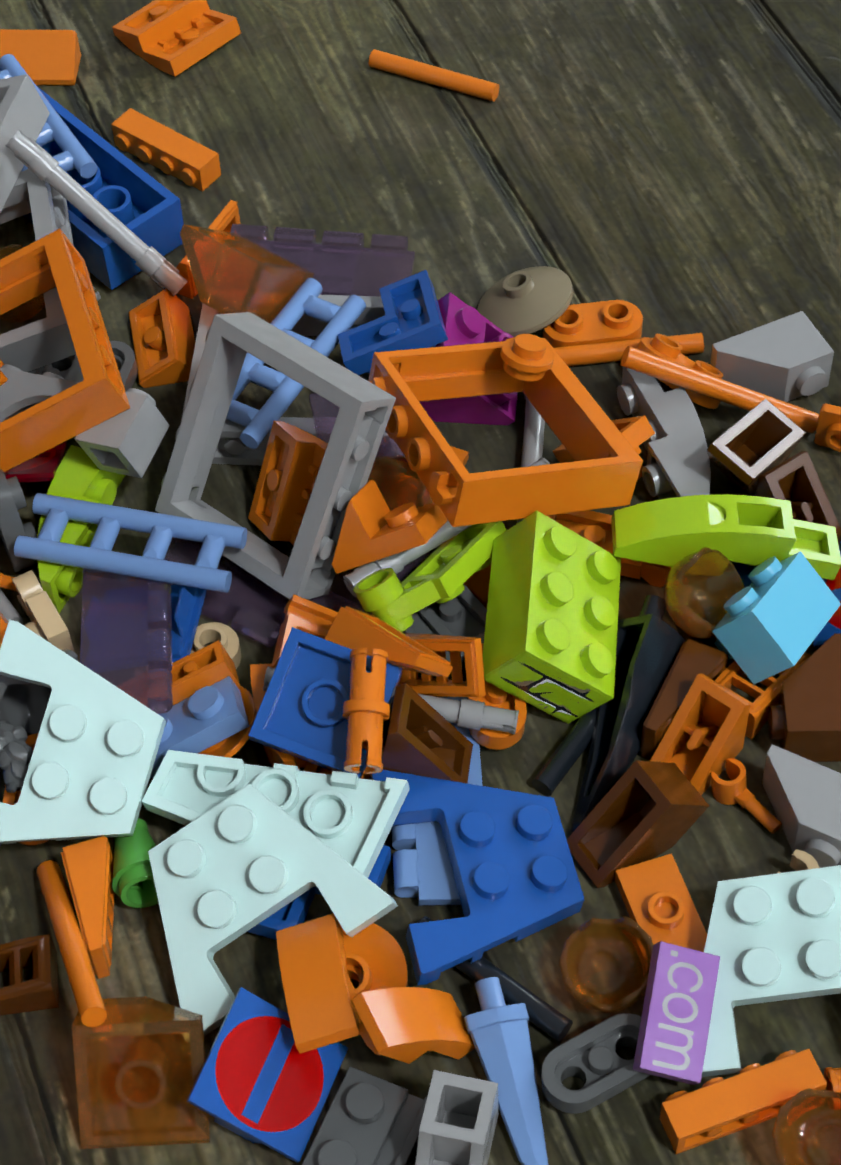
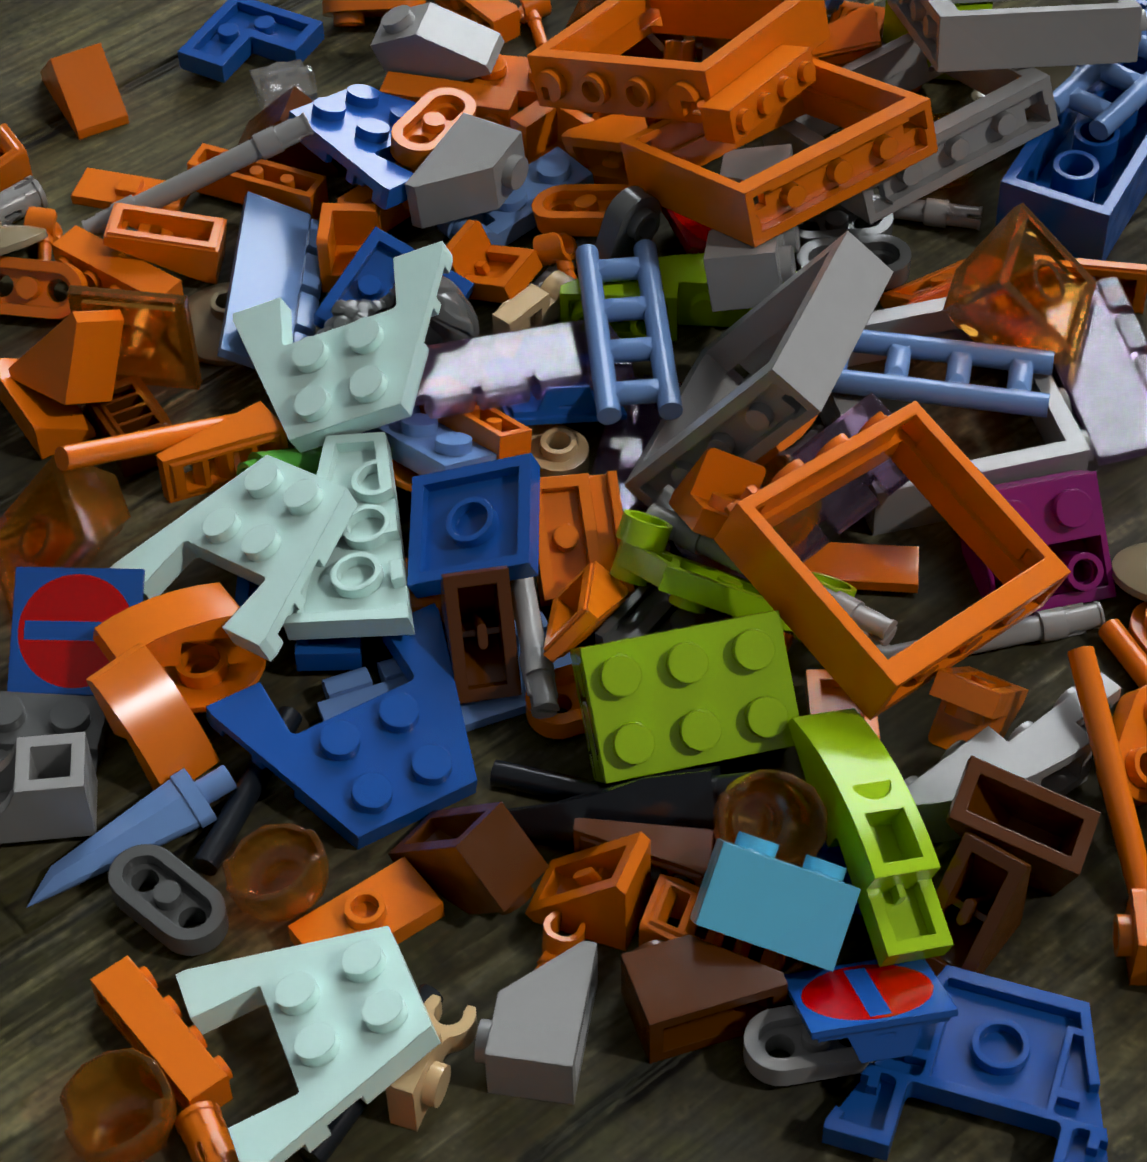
camera: 70 degrees right, 5 degrees down
(48, 169) = (1032, 76): light grey piece -> none
(361, 630) = (565, 549): orange slope -> none
(366, 711) = (459, 545): orange pin -> none
(409, 322) = (1022, 449): blue plate -> none
(526, 357) = (1005, 547): orange plate -> none
(676, 1013) = (222, 932): medium lavender tile -> none

